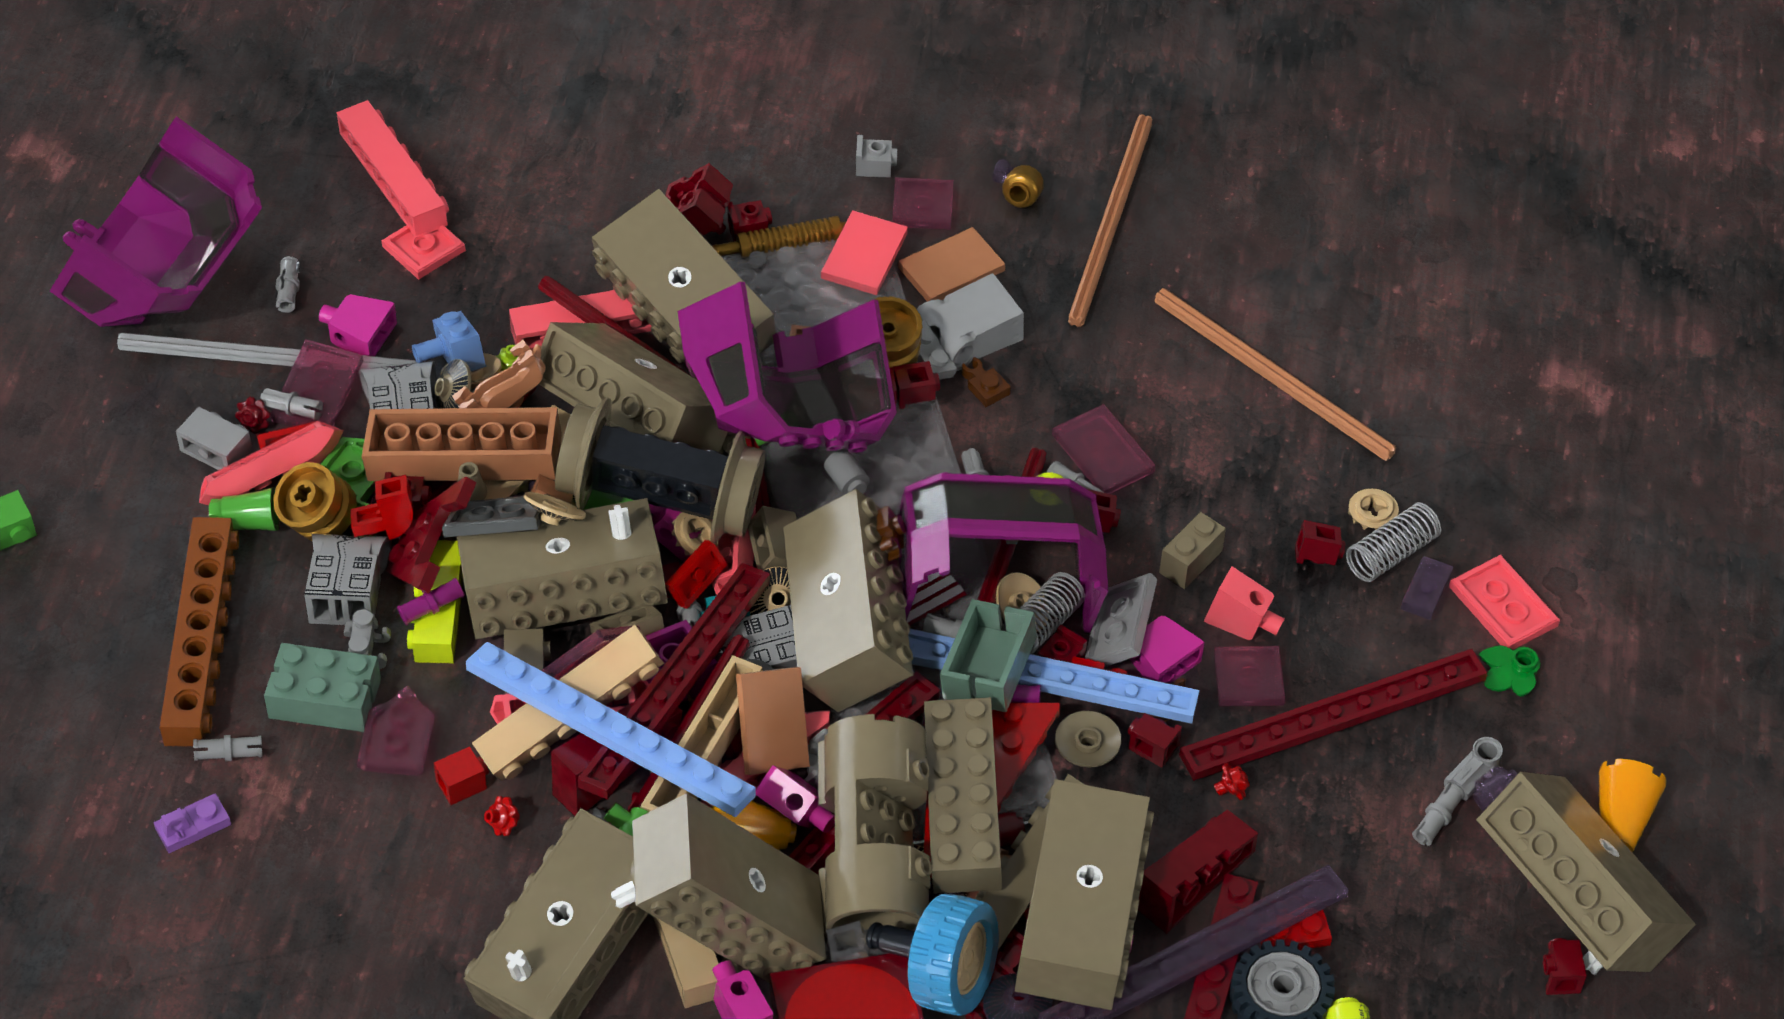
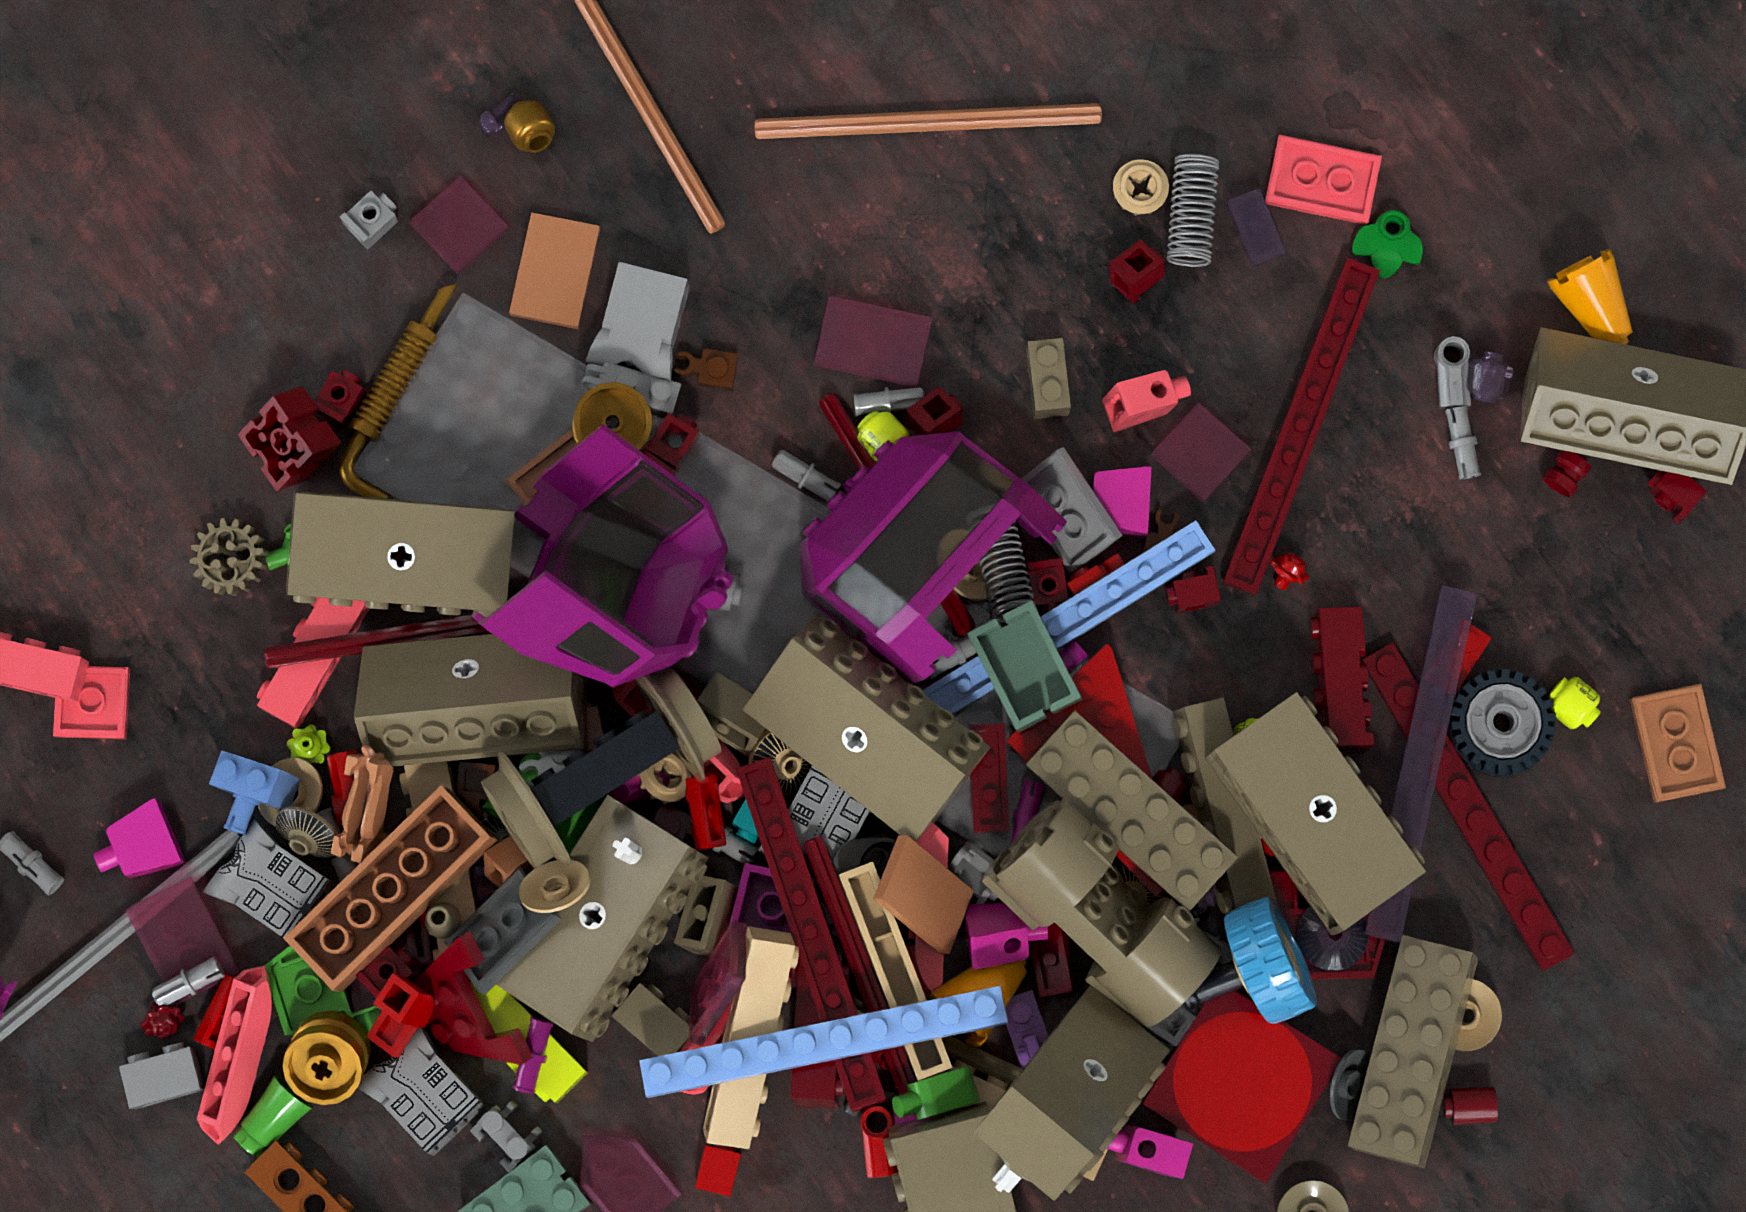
camera: 45 degrees left, 30 degrees up
(502, 816) = (789, 1171): red plant -> none
(576, 236) = (216, 573): none -> dark tan gear
(864, 252) = (480, 339): coral tile -> none
(892, 532) = (849, 641): reddish brown plate -> none
(1091, 729) = (1150, 625): dark tan dish -> none
(1494, 890) = (1566, 473): none -> dark red wheel

